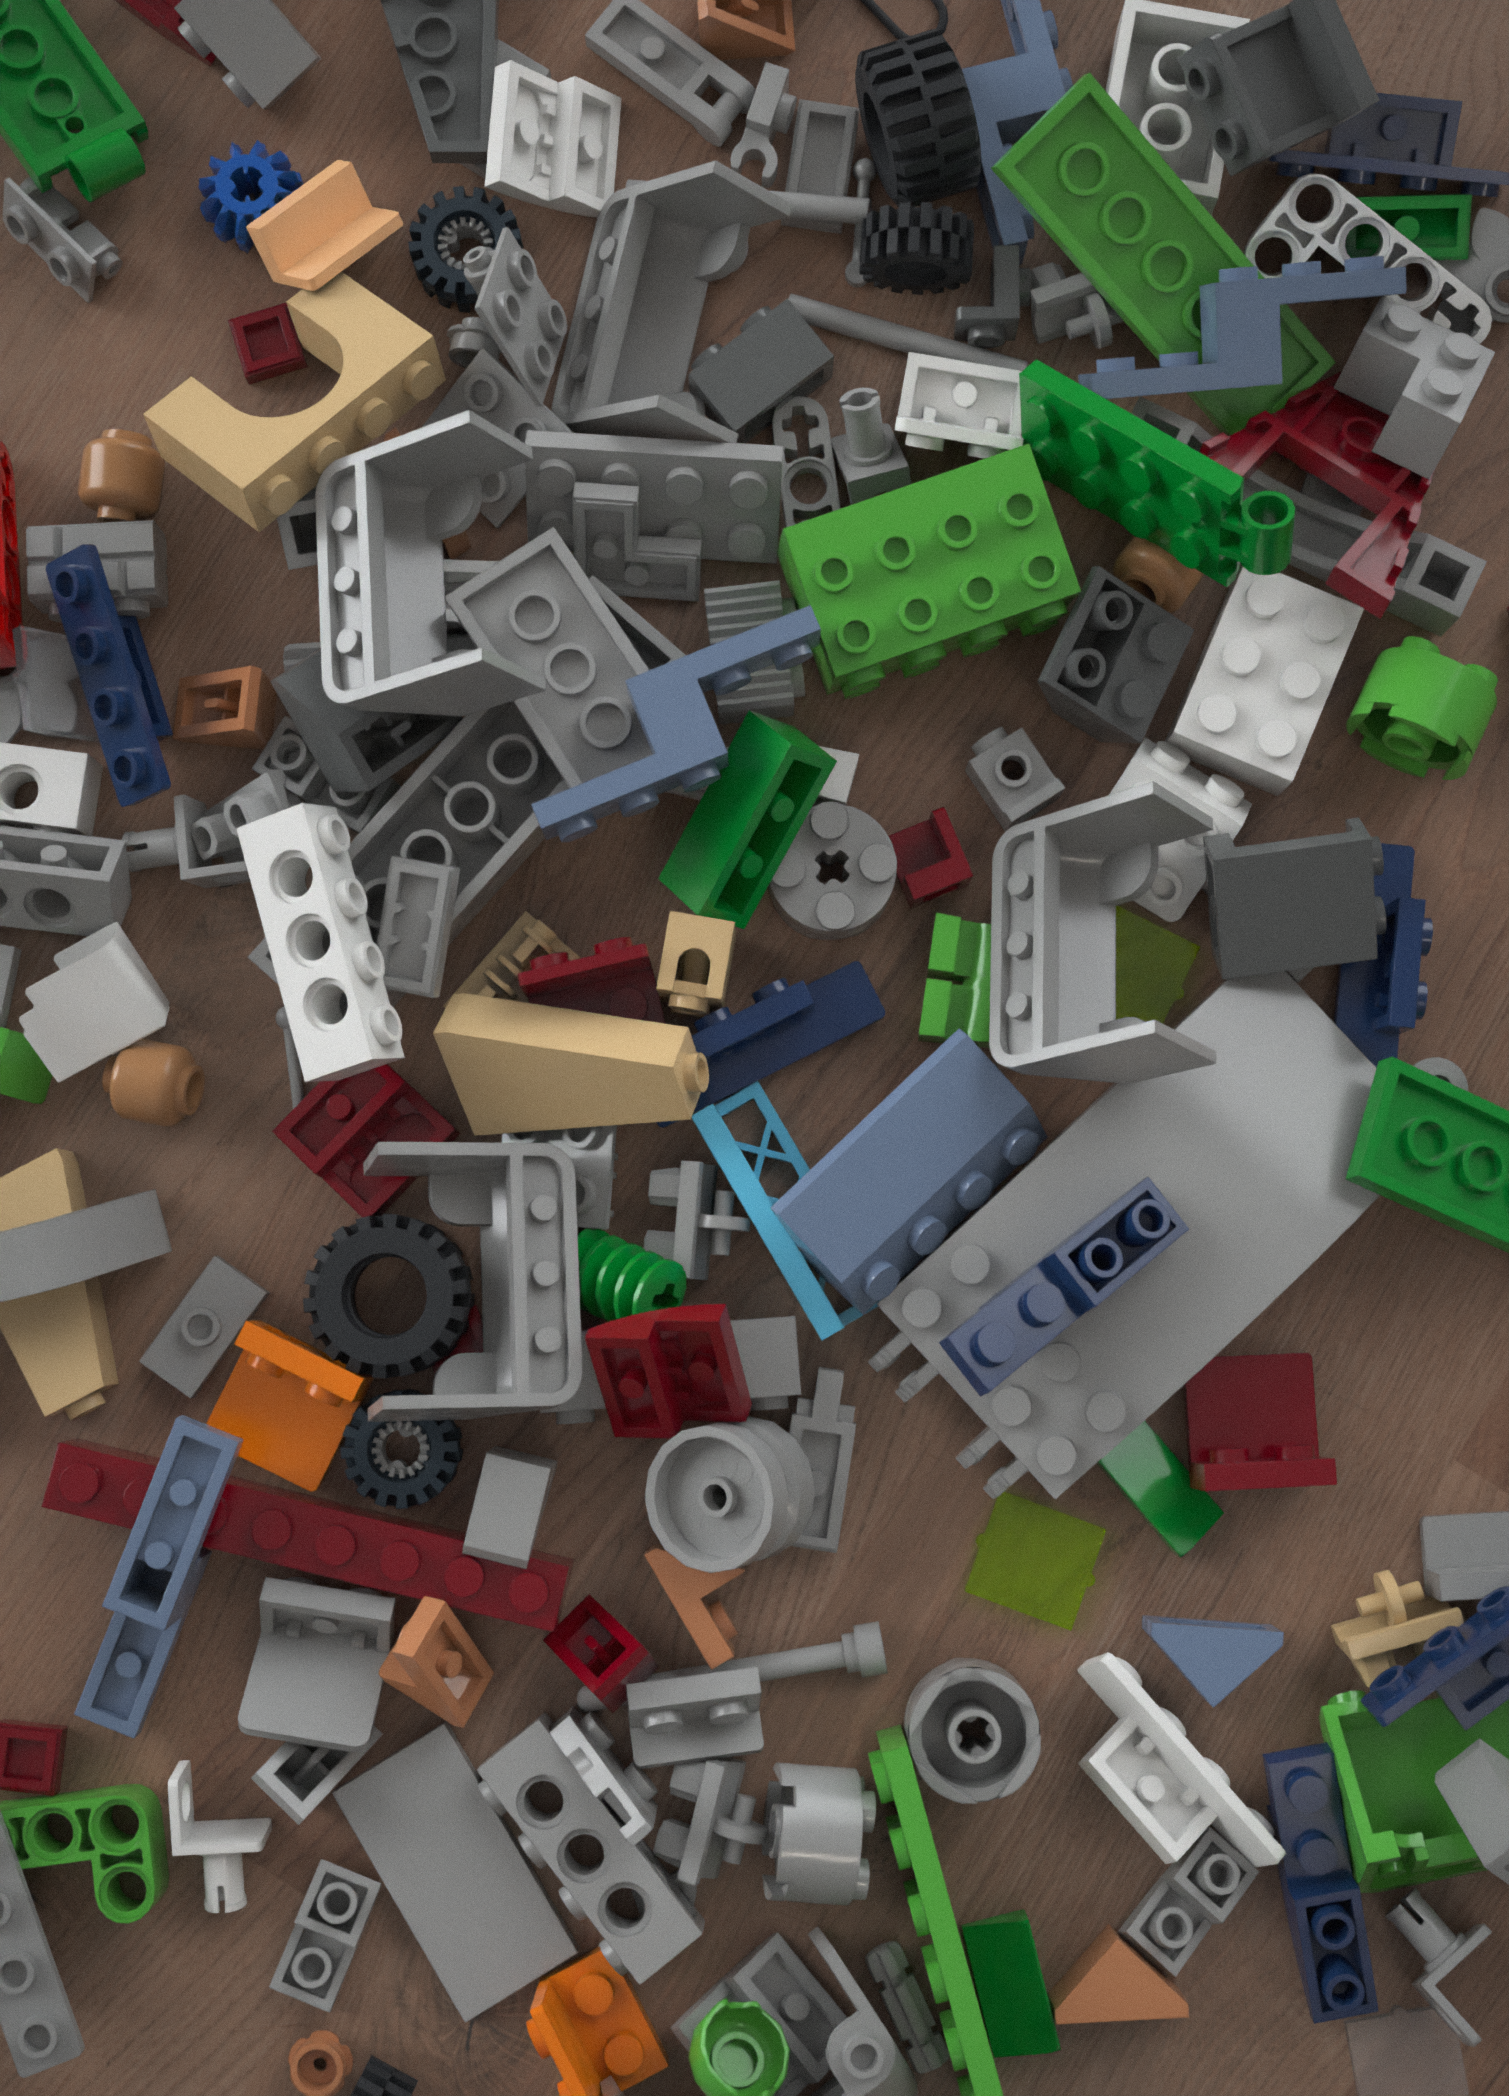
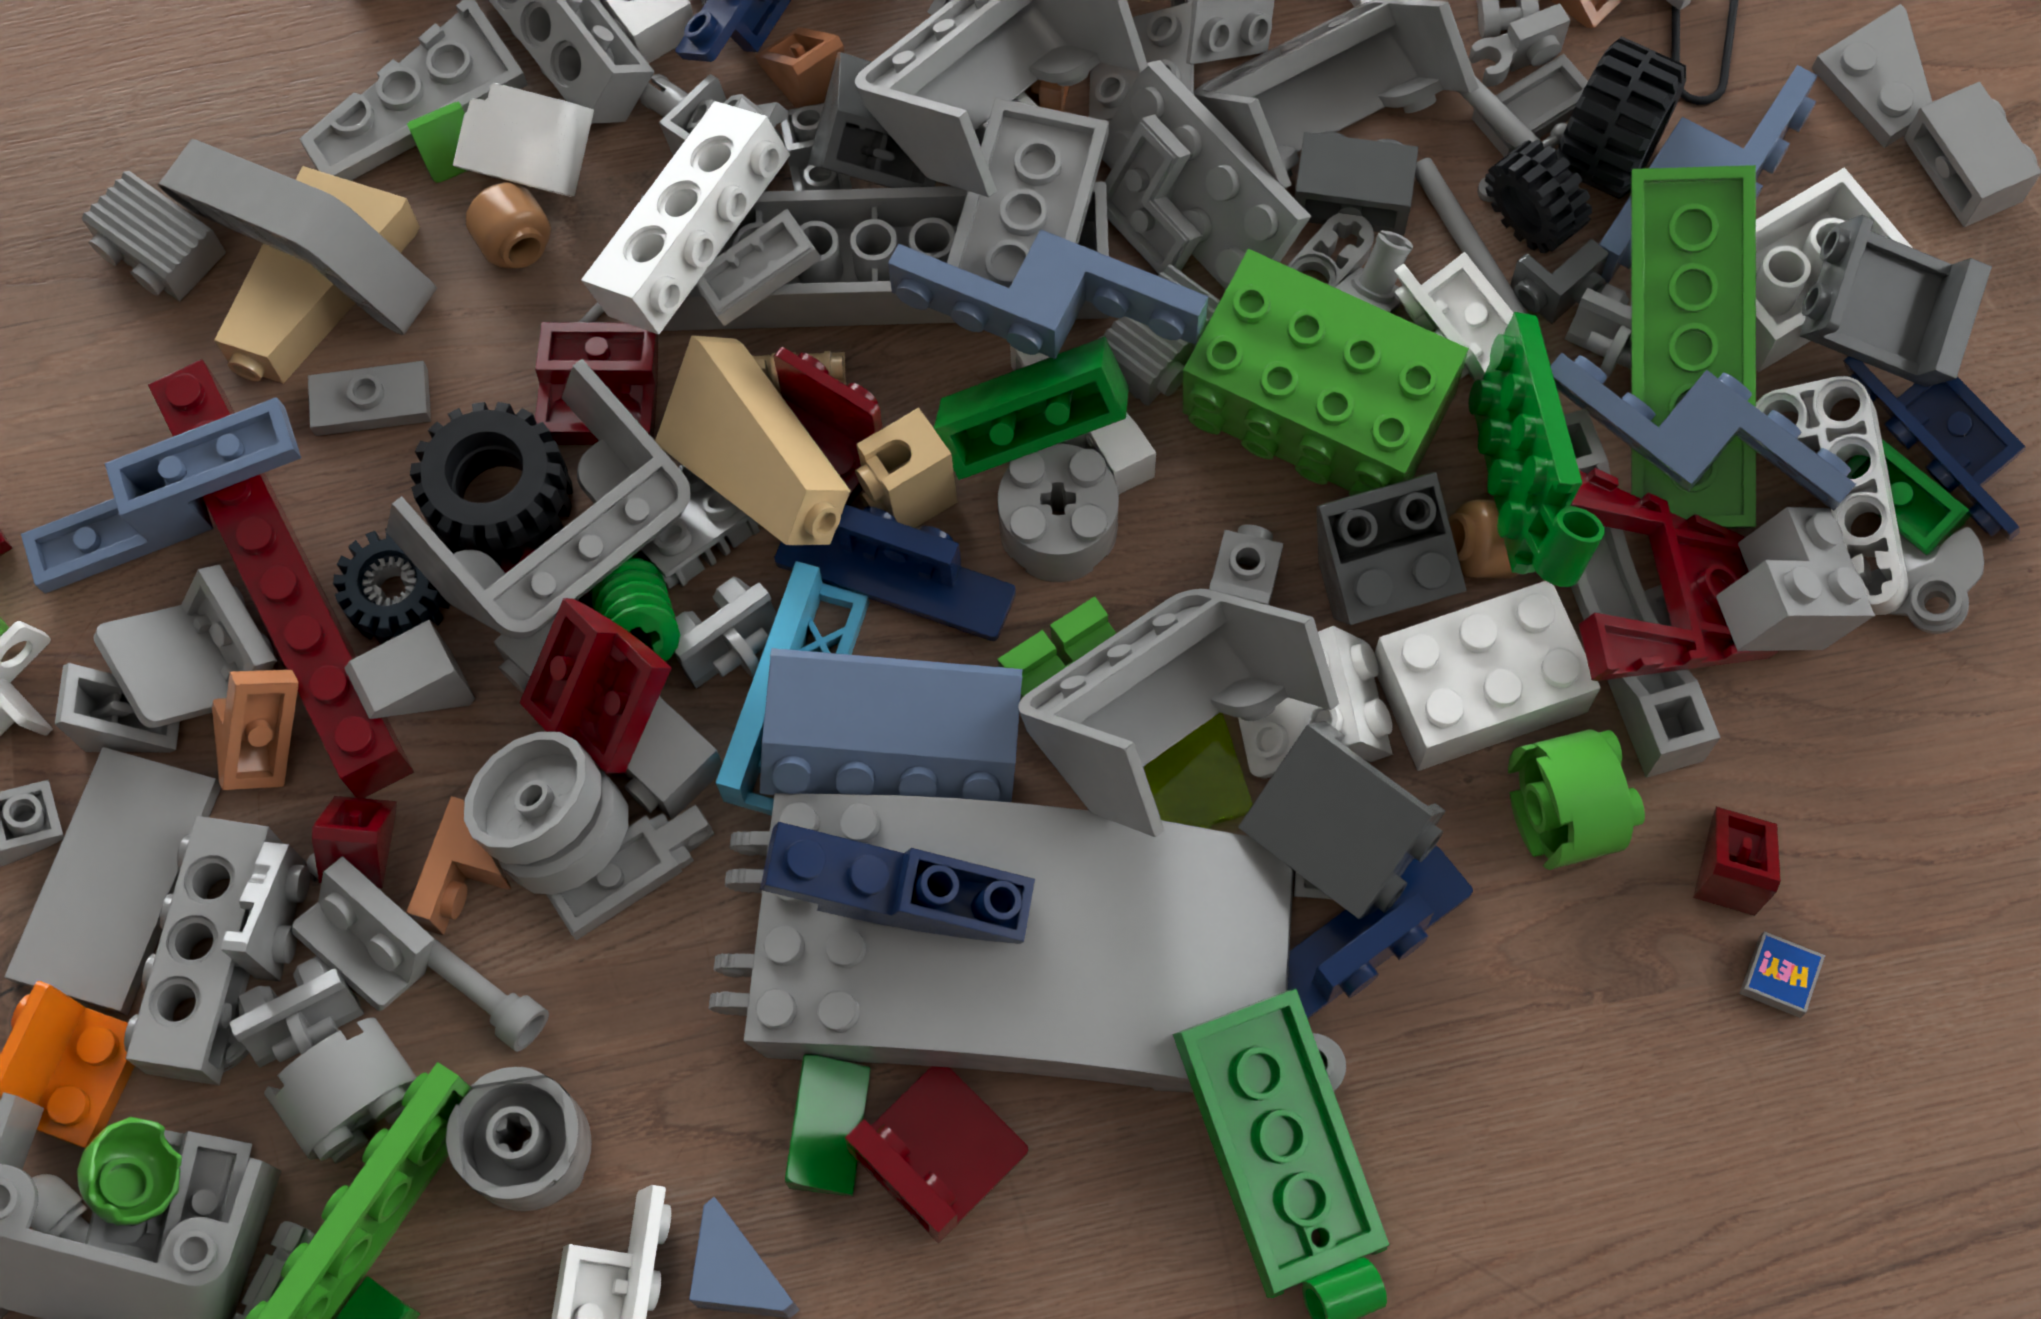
camera: 50 degrees right, 15 degrees down
(288, 1404) = (352, 483): orange bracket -> none
(930, 859) = (1131, 573): dark red panel -> none
(1035, 1560) = (694, 1089): clear neon green piece -> none

